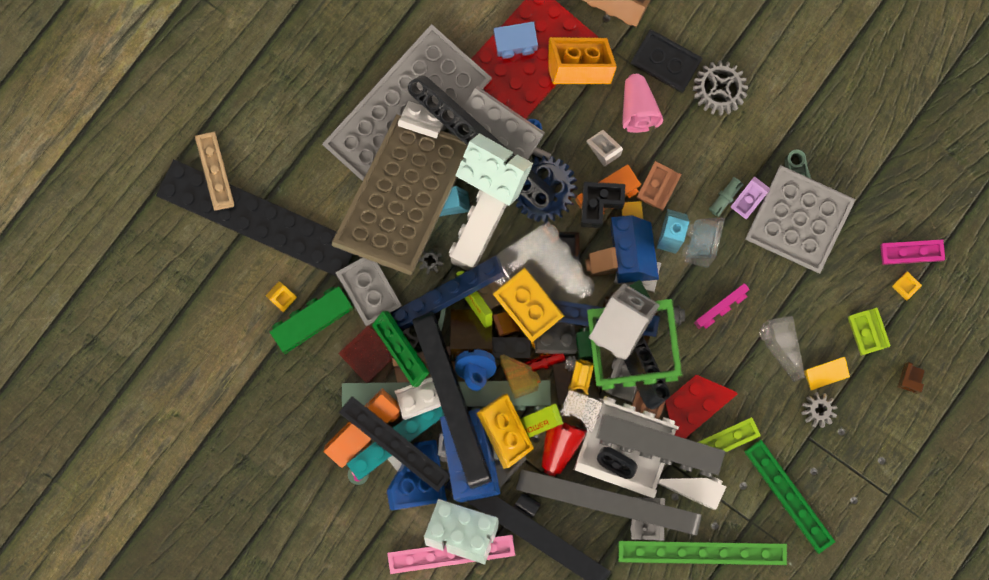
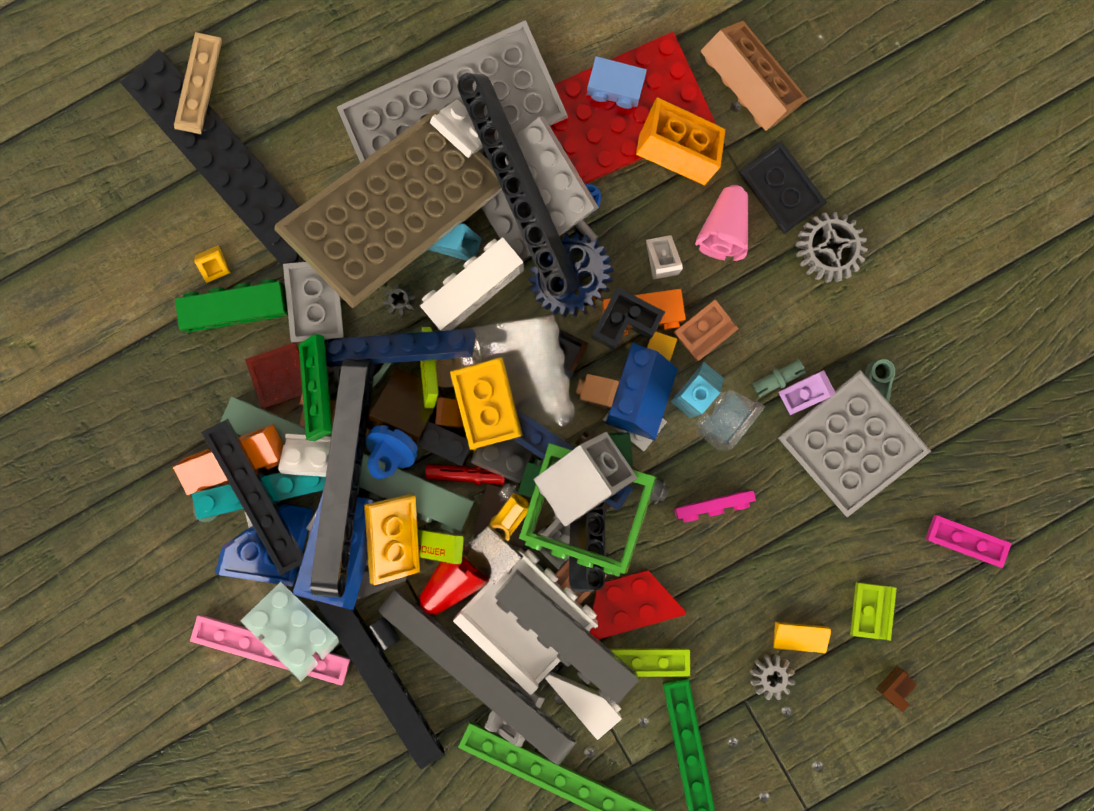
camera: 25 degrees right, 5 degrees up
(486, 170) = (504, 221): light aqua piece -> none
(519, 376) = (438, 483): clear yellow slope -> none
(617, 462) = (507, 633): black plate -> none
(783, 343) = (766, 580): clear slope -> none
(906, 285) = (942, 577): yellow tile -> none

